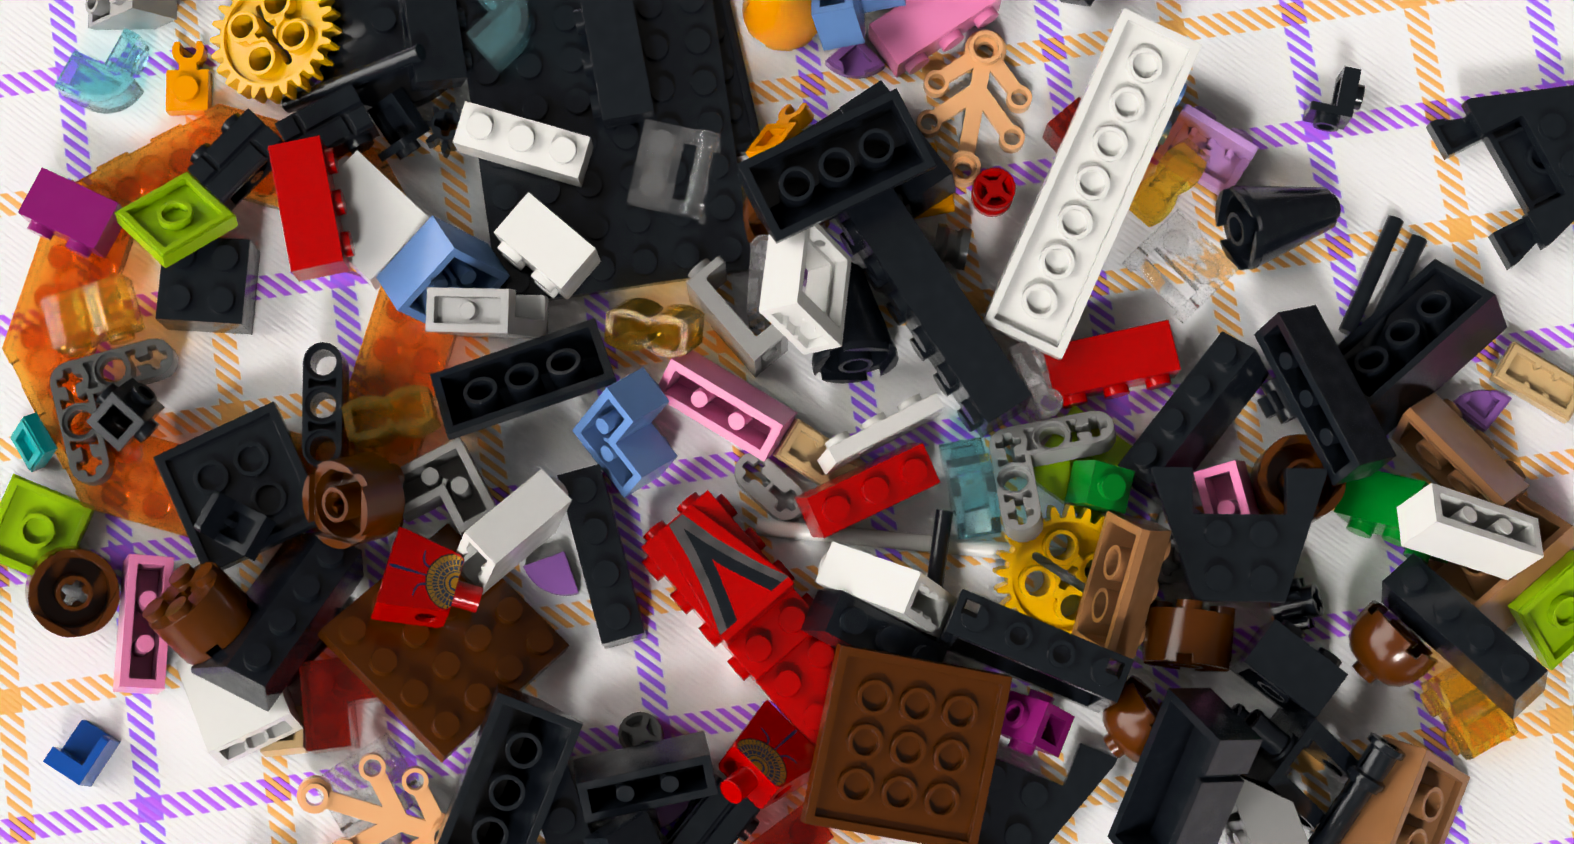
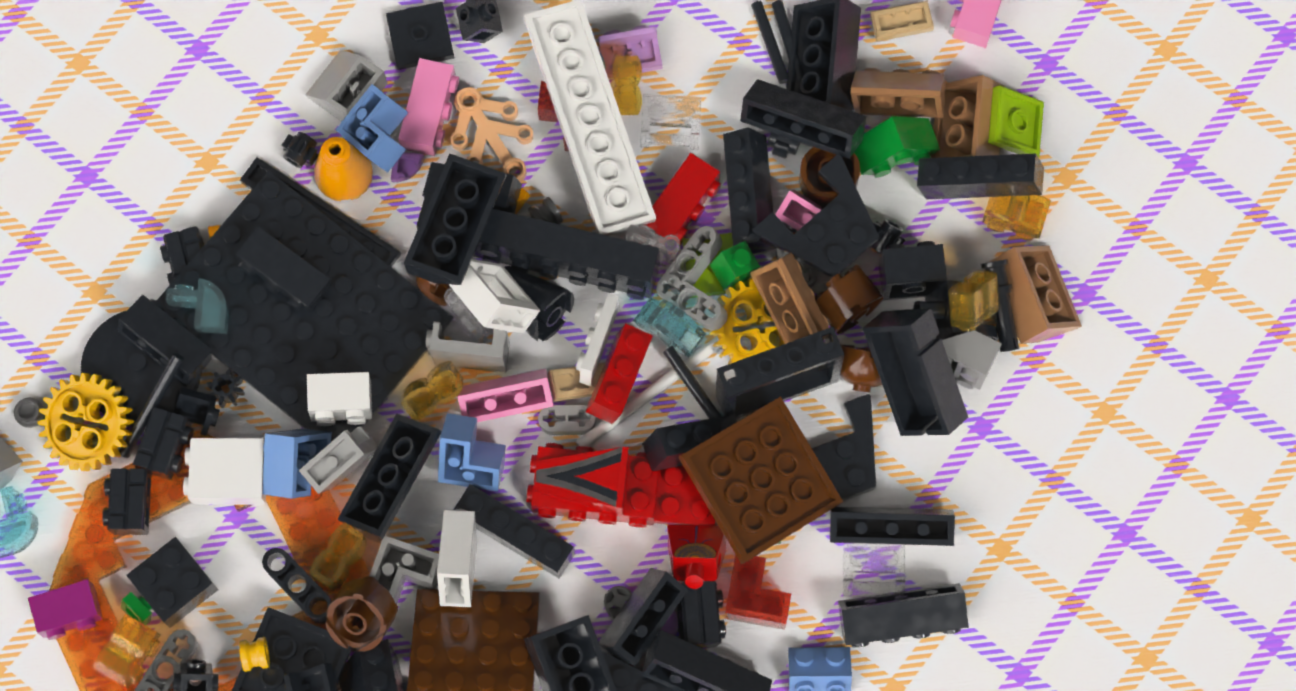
camera: 40 degrees left, 5 degrees down
(147, 280) = (137, 608): none -> green plate
(176, 219) = (126, 560): lime plate -> none
(189, 87) = (60, 492): light orange plate -> none
(209, 439) = (254, 654): none -> yellow wheel
(311, 208) = (197, 486): red brick -> none
(422, 583) = (436, 624): red torso -> none
(523, 144) = (276, 357): white brick -> none
(553, 575) = (497, 565): medium lavender tile -> none
(659, 166) = (356, 306): clear plate -> none
(787, 127) = (404, 235): light orange plate -> none
(887, 587) = (678, 406): white brick -> none
(997, 184) = (540, 162): red wheel -> none
(1027, 719) = (814, 412): magenta brick -> none
(1272, 220) = (695, 58): black cone -> none
(1324, 768) = (974, 300): none -> clear yellow brick
(1387, 648) = (950, 218): reddish brown cylinder -> none
(1469, 531) = (936, 120): white brick -> none
(1482, 407) = (885, 58): medium lavender tile -> none

